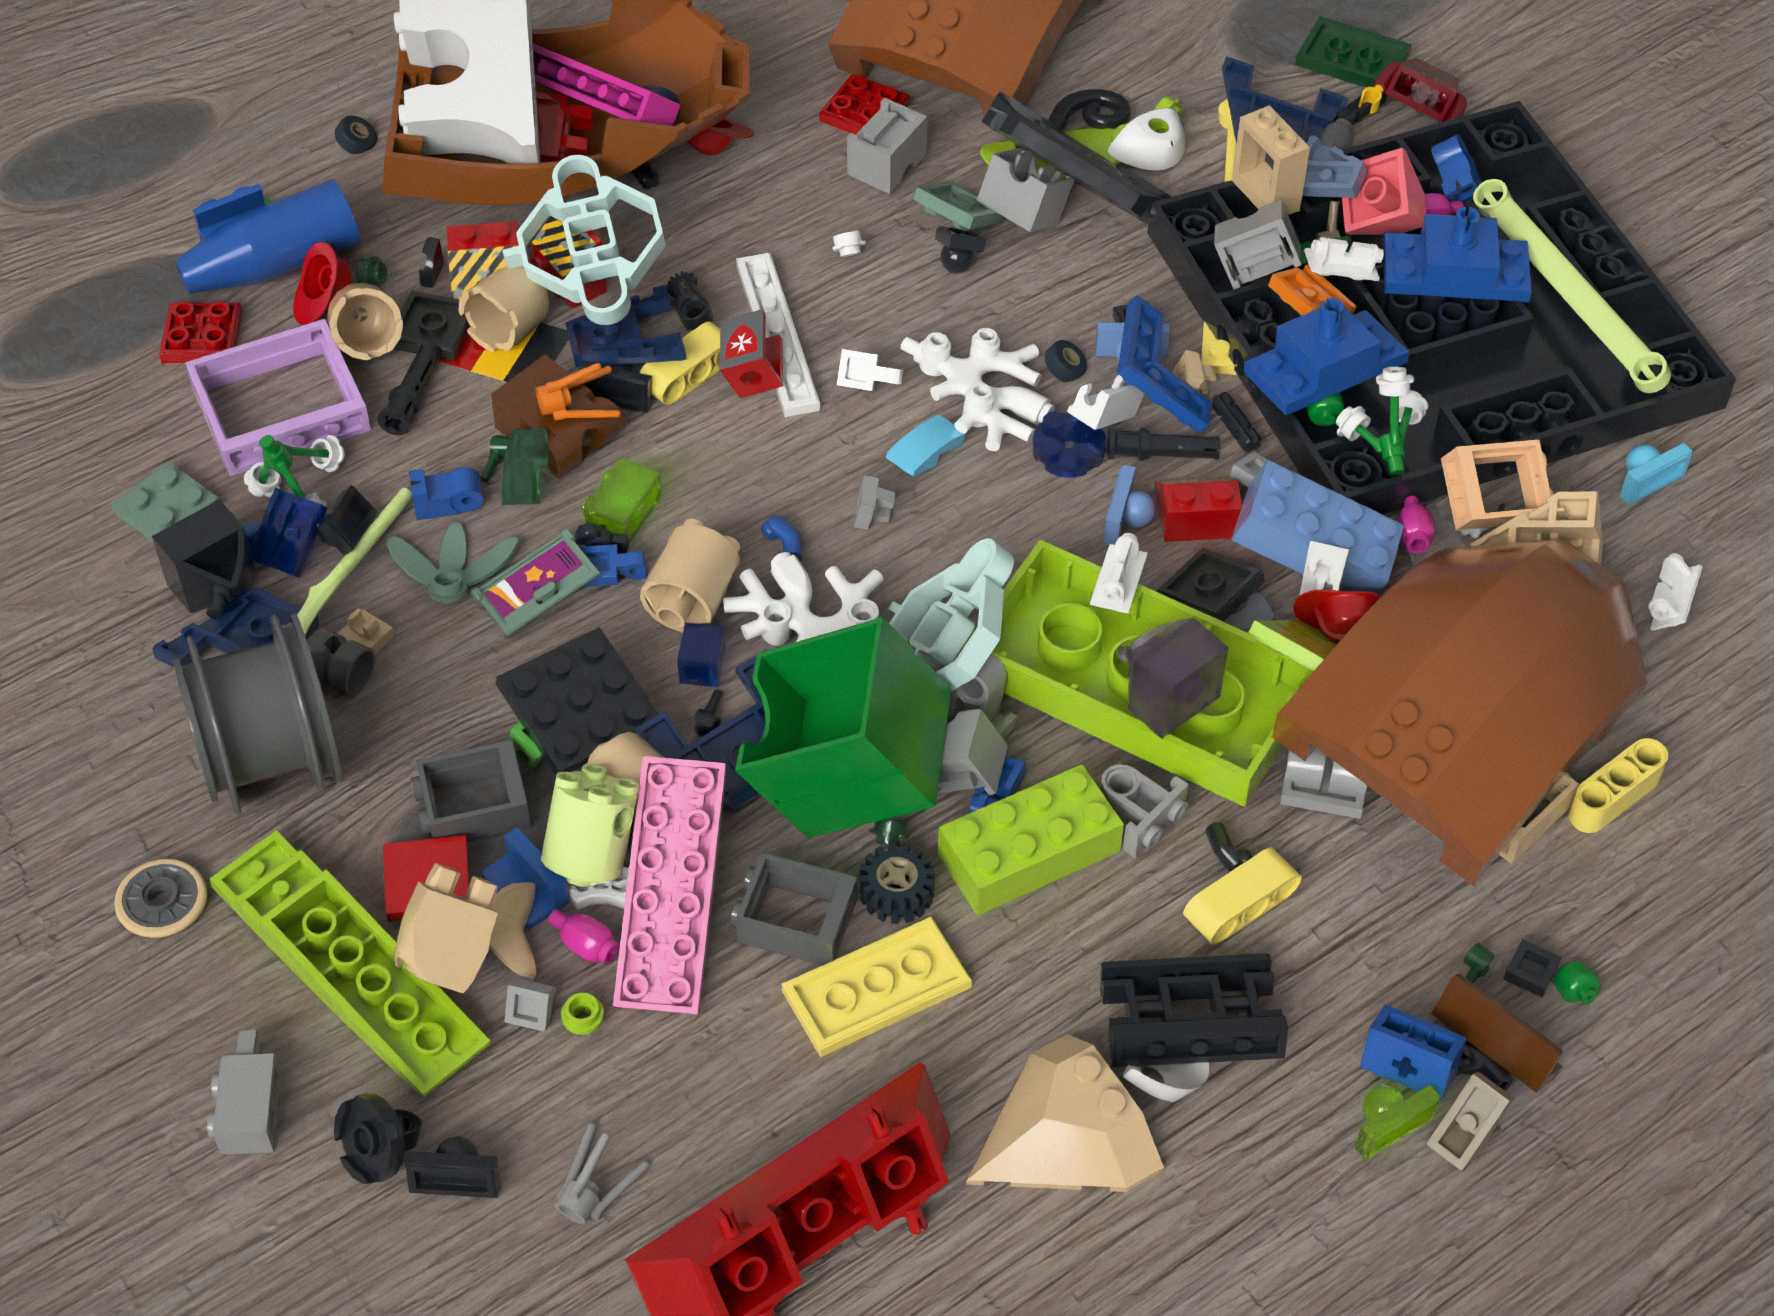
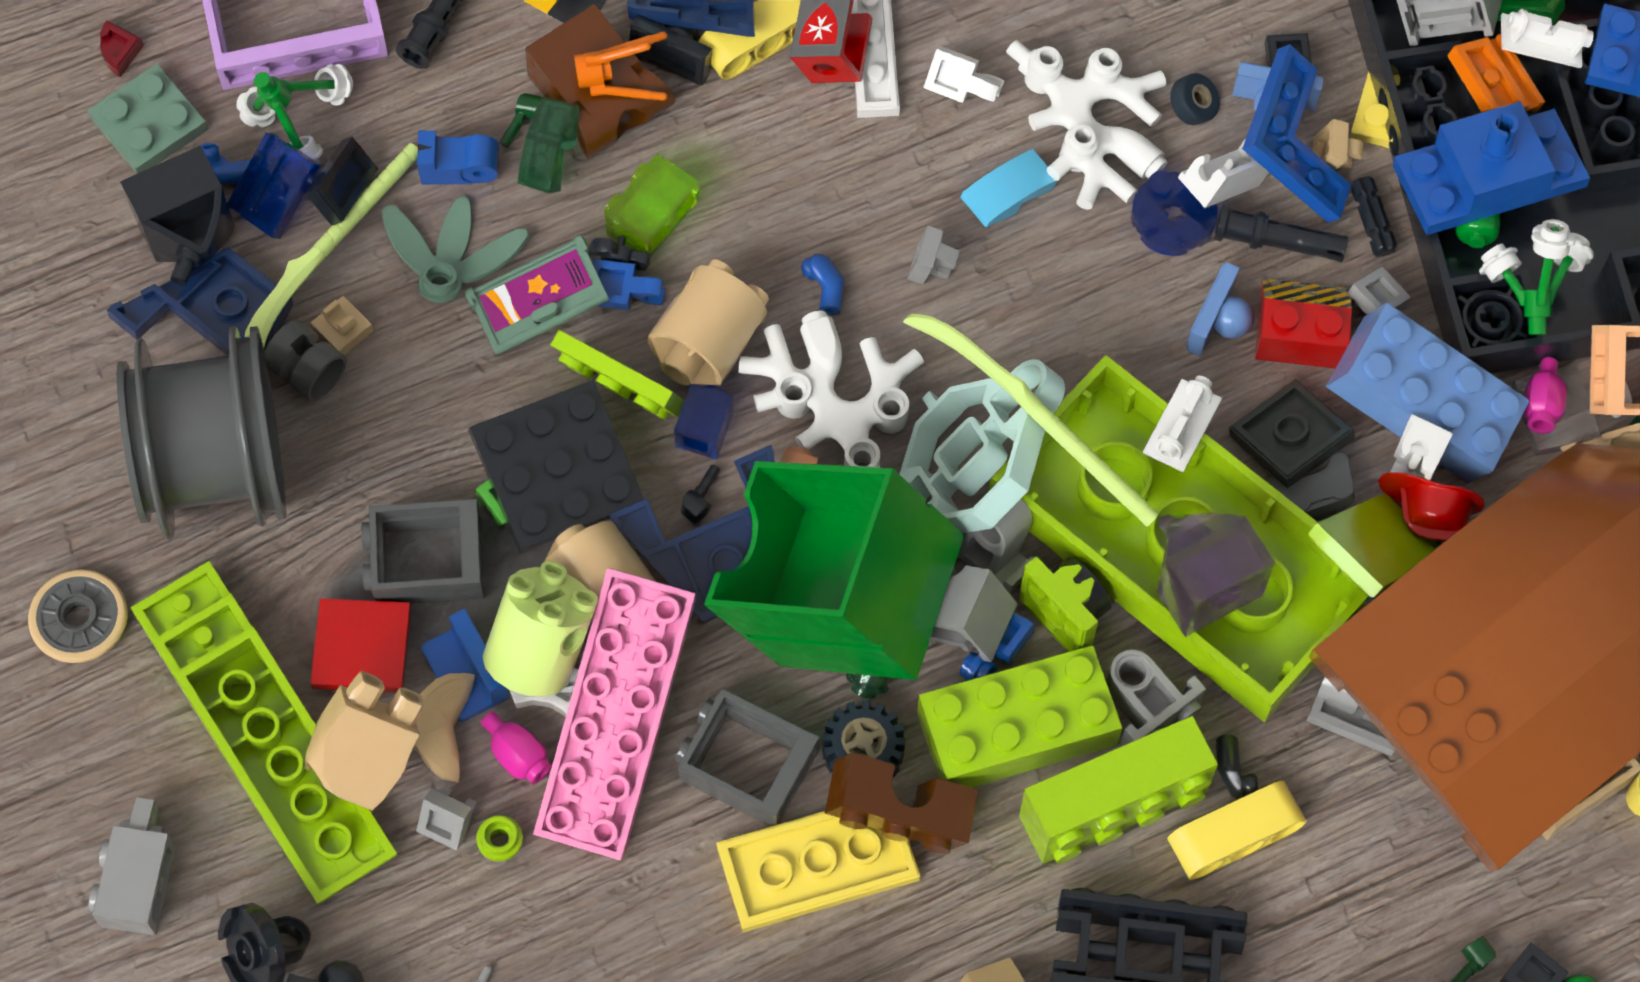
camera: 10 degrees right, 15 degrees up
(132, 456) = (118, 47): none -> dark red tile
(621, 625) = (617, 376): none -> lime plate
(910, 914) = (865, 797): none -> reddish brown arch
(976, 559) = (1039, 412): none -> yellowish green piece
(1046, 735) = (1065, 600): none -> lime piece
(1131, 876) = (1118, 791): none -> lime brick

